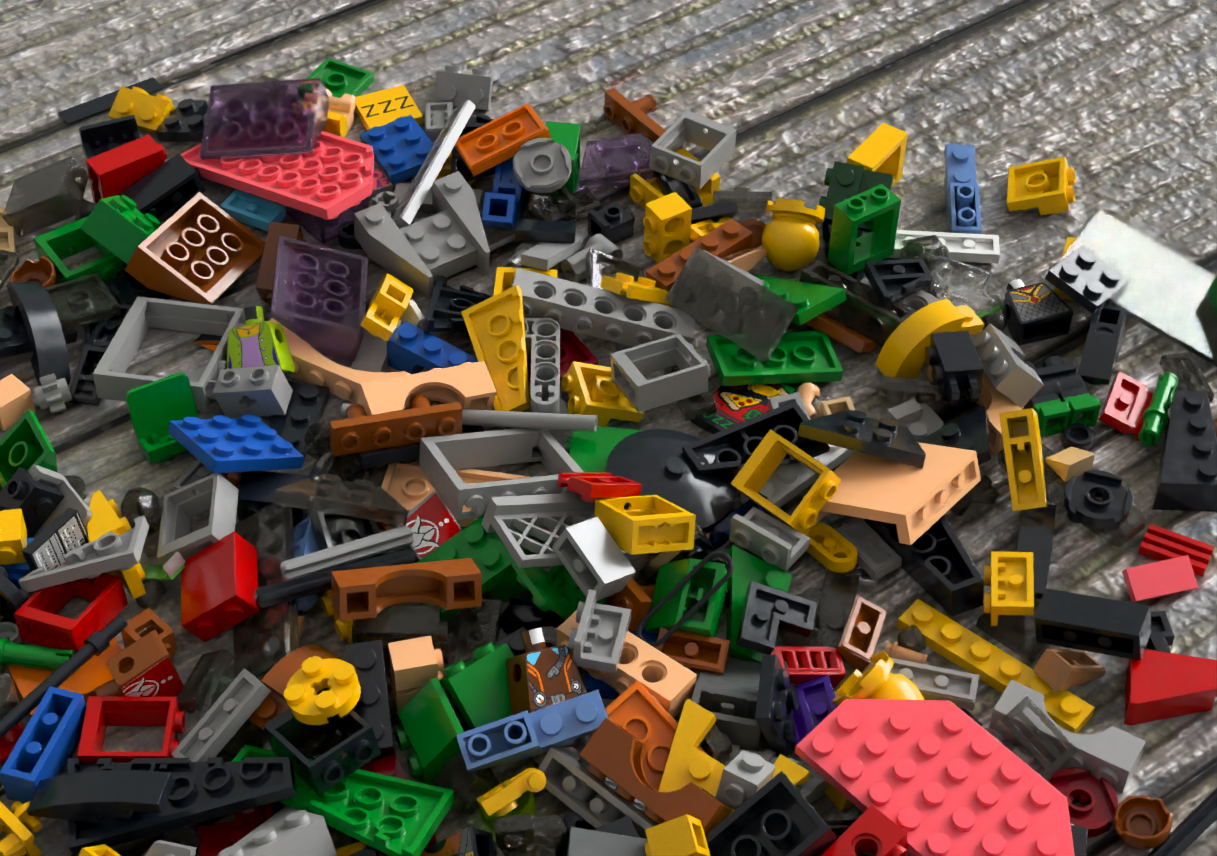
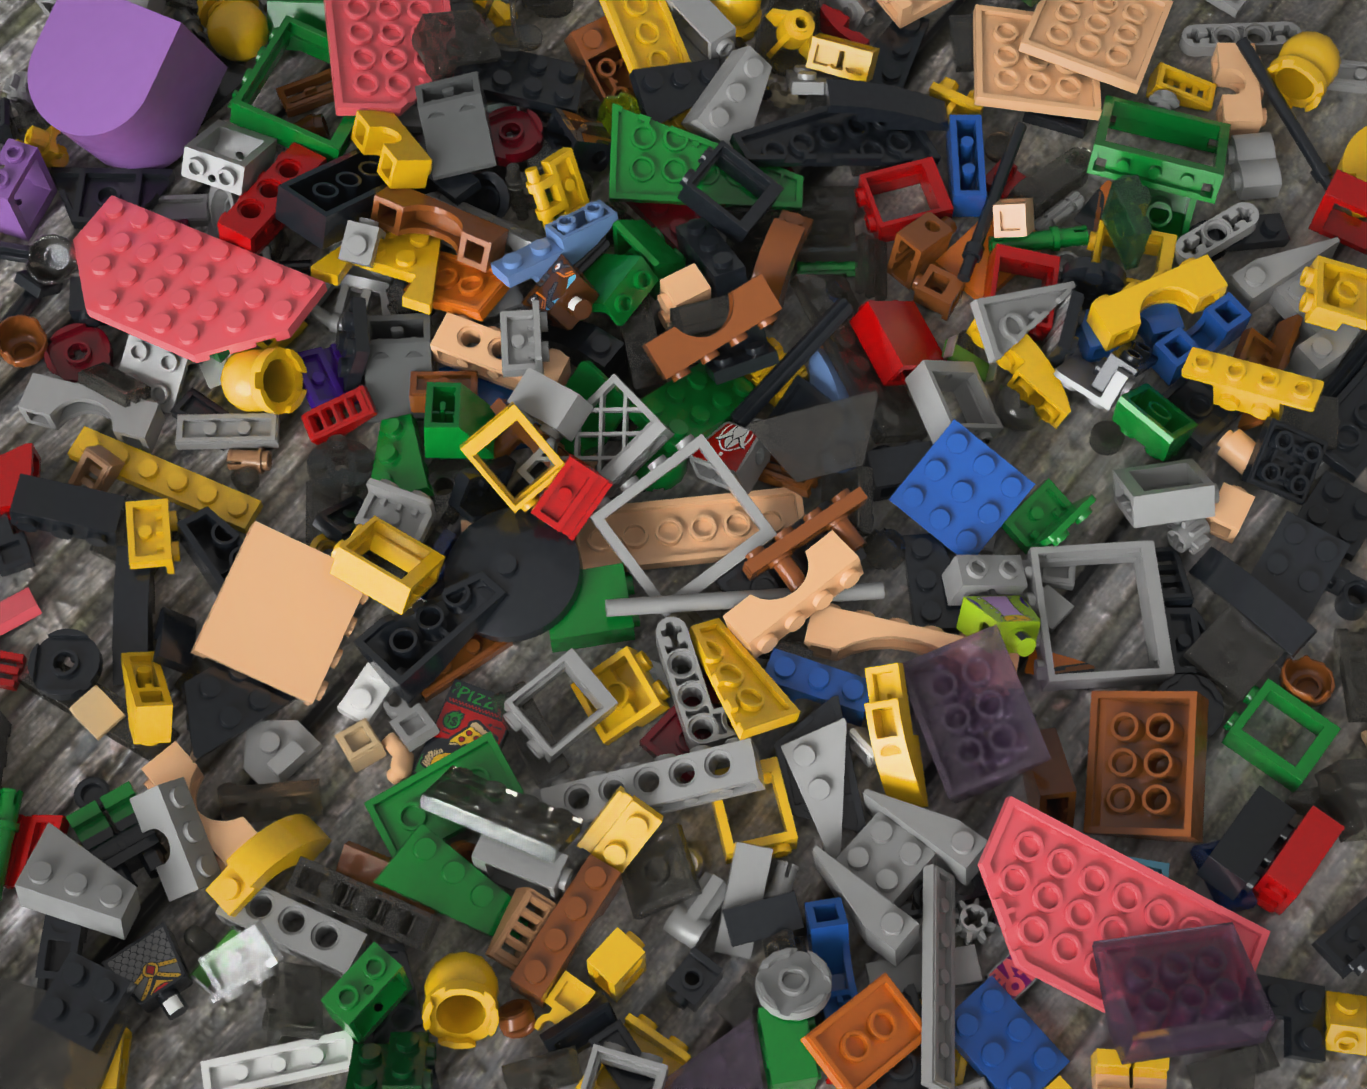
camera: 165 degrees right, 20 degrees up
(41, 648) = (1013, 217): none -> light nougat brick
(87, 414) = (1164, 493): none -> light grey window
(119, 225) = (1242, 750): green brick -> none
(223, 719) = (825, 200): light grey plate -> none
(320, 674) = (745, 195): yellow plate -> none
(347, 552) = (791, 381): light grey axle -> none
(457, 293) = (819, 771): none -> light grey wing
(695, 607) = (445, 387): black piece -> none
(770, 609) = (380, 436): black plate -> none
(818, 564) = (338, 520): none -> black plate
(861, 633) = (291, 465): dark orange slope -> none
(865, 435) = (314, 654): black wing -> none
(897, 278) = (317, 933): black wing -> none
(955, 365) = (230, 796): black hinge -> none
(992, 515) = (175, 640): none -> black slope
(1090, 338) = (76, 886): none -> light grey wedge

